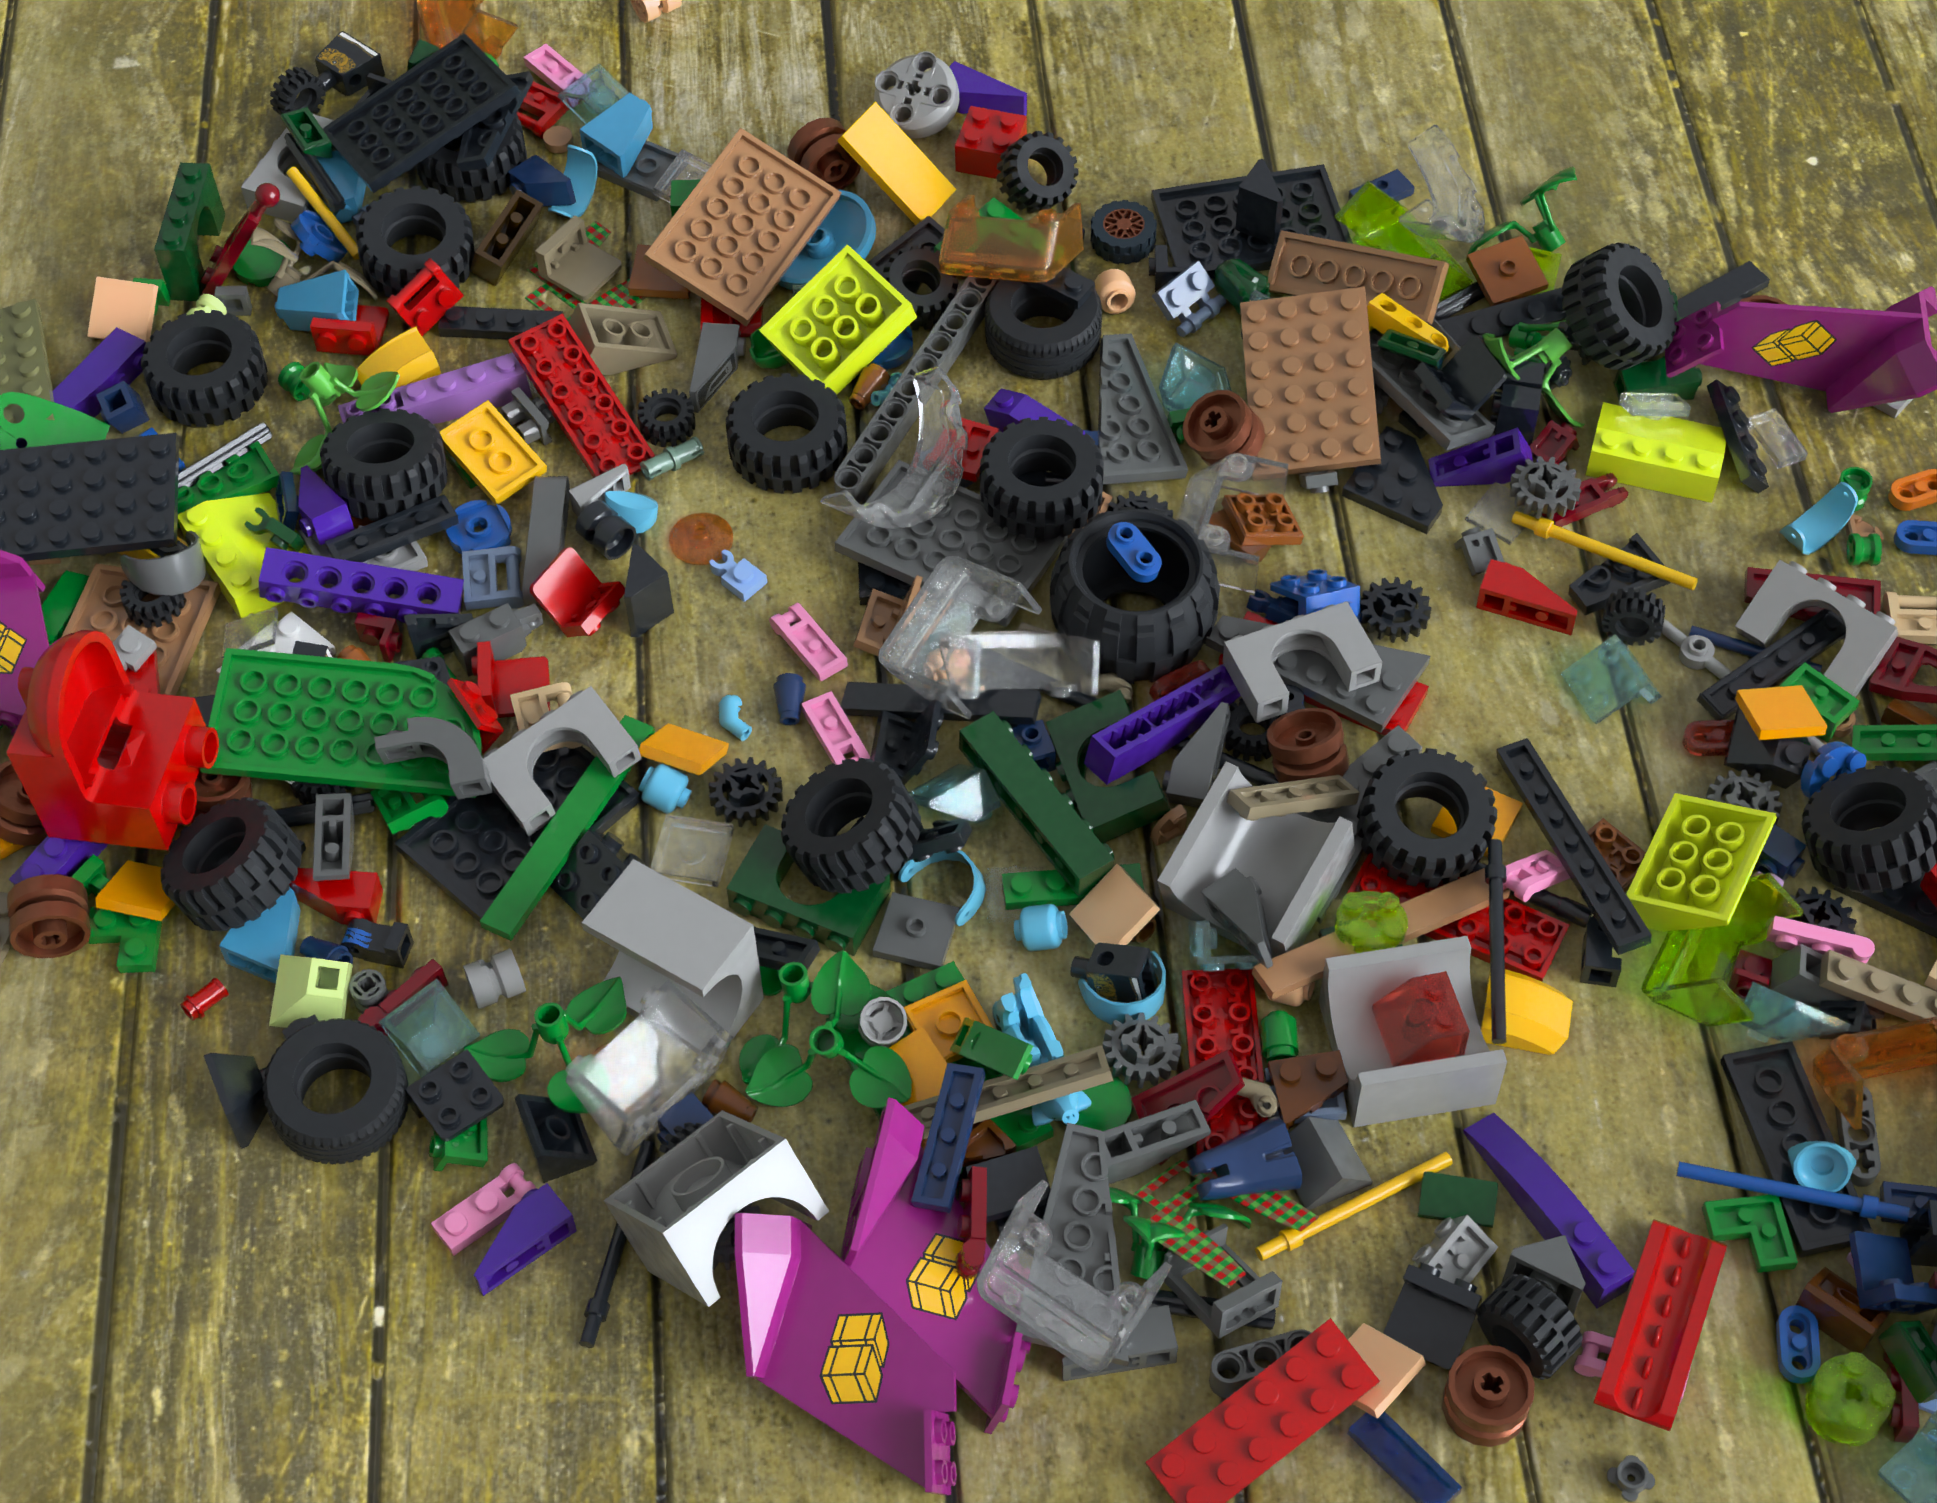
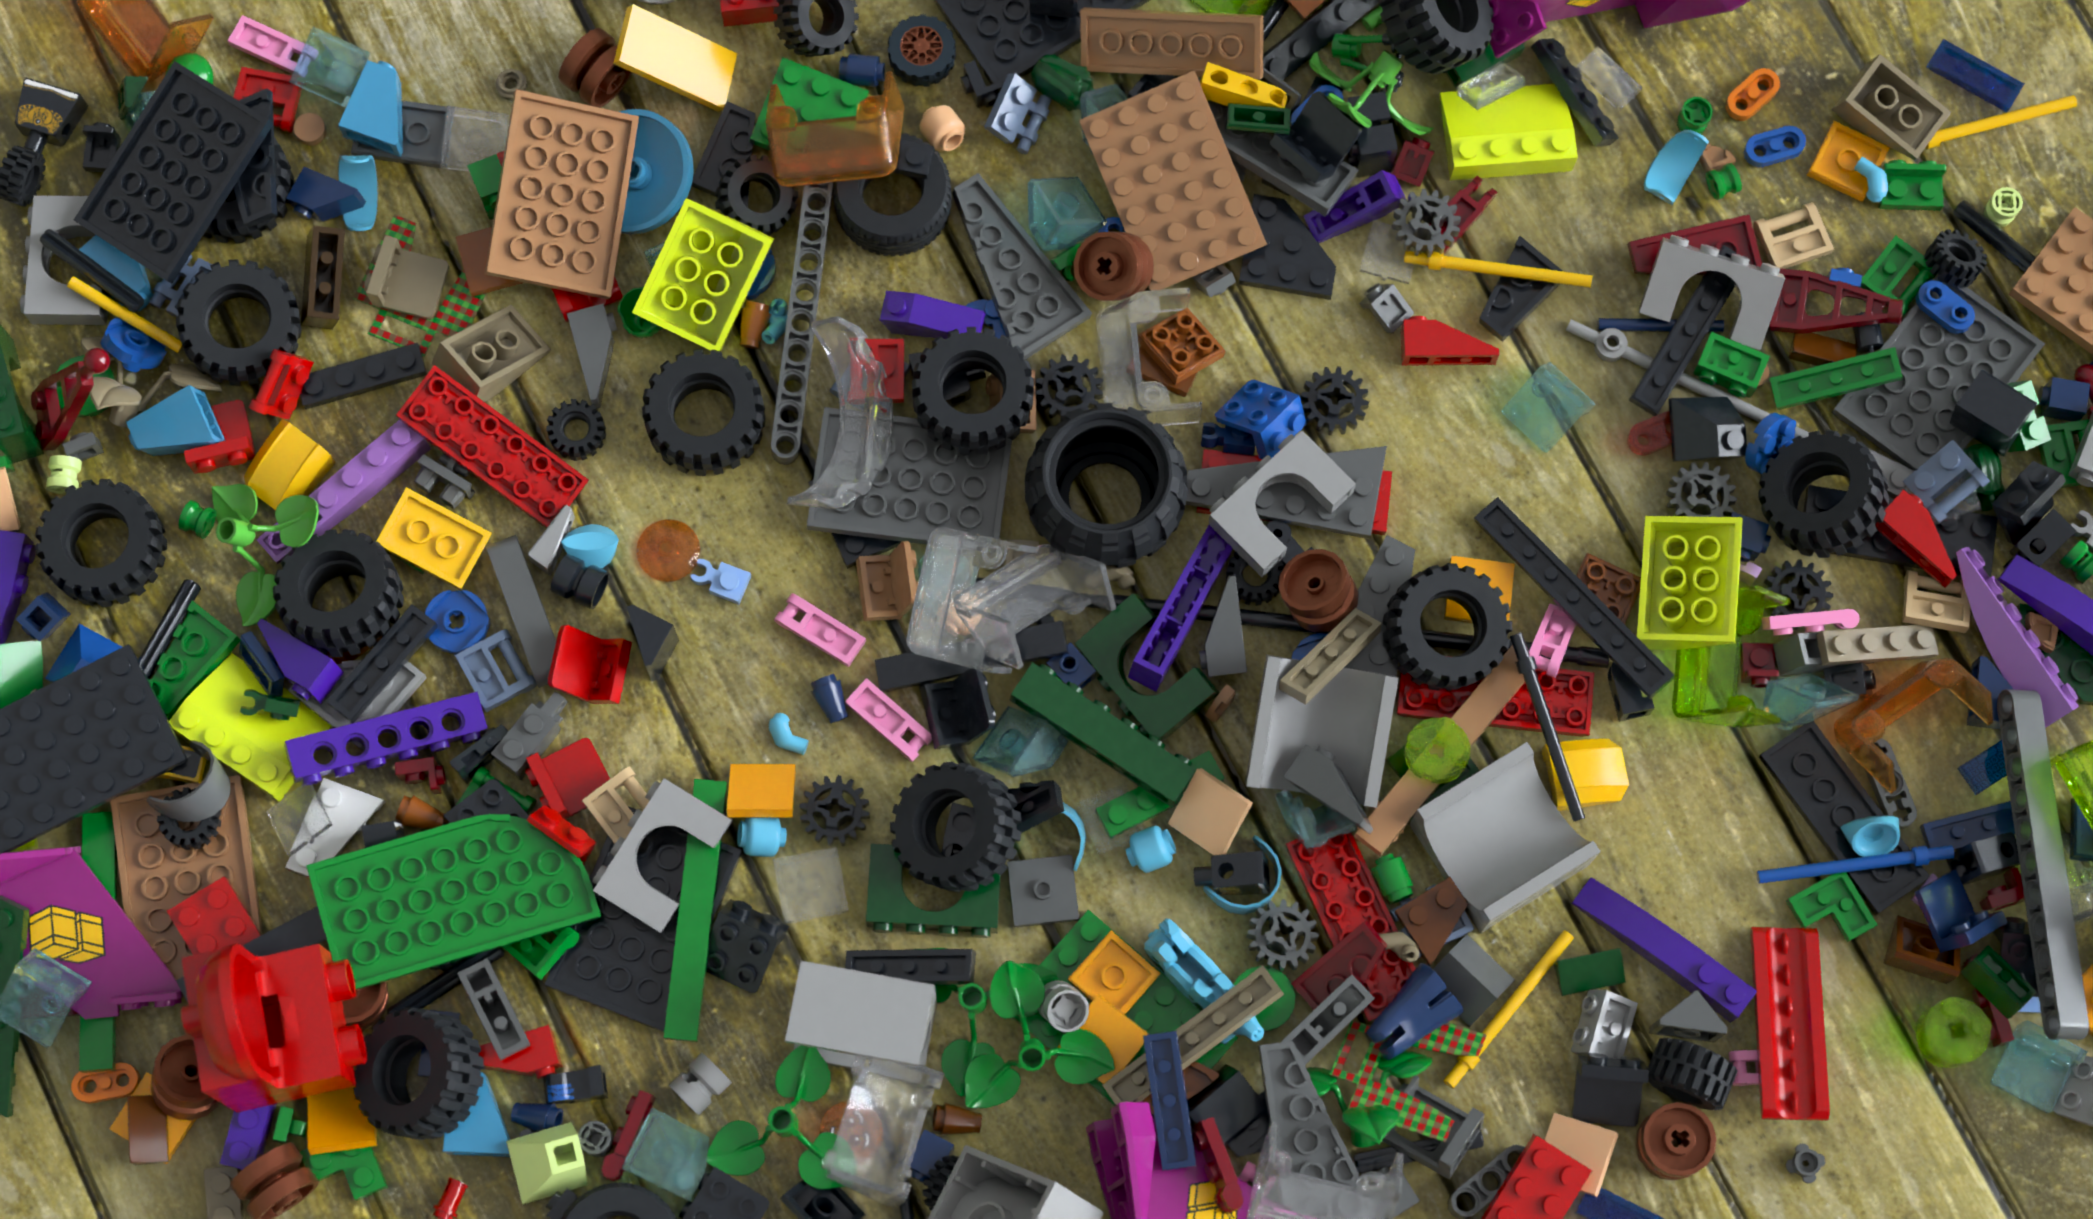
camera: 25 degrees left, 20 degrees up
(133, 648) = (207, 892): light grey plate -> none
(307, 132) = (63, 230): dark green slope -> none
(444, 742) = (579, 893): dark grey arch -> none
(672, 458) = (602, 474): sand green pin -> none
(992, 1049) = (1170, 1001): green slope -> none
(1132, 549) = (1101, 465): blue plate -> none
(1177, 679) = (1168, 562): clear red plate -> none
(1422, 1021) = (1512, 832): clear red slope -> none
(1634, 616) = (1548, 335): black tyre -> none
(1780, 712) = (1710, 401): light orange tile -> none
(1798, 1347) = (1897, 997): blue plate -> none

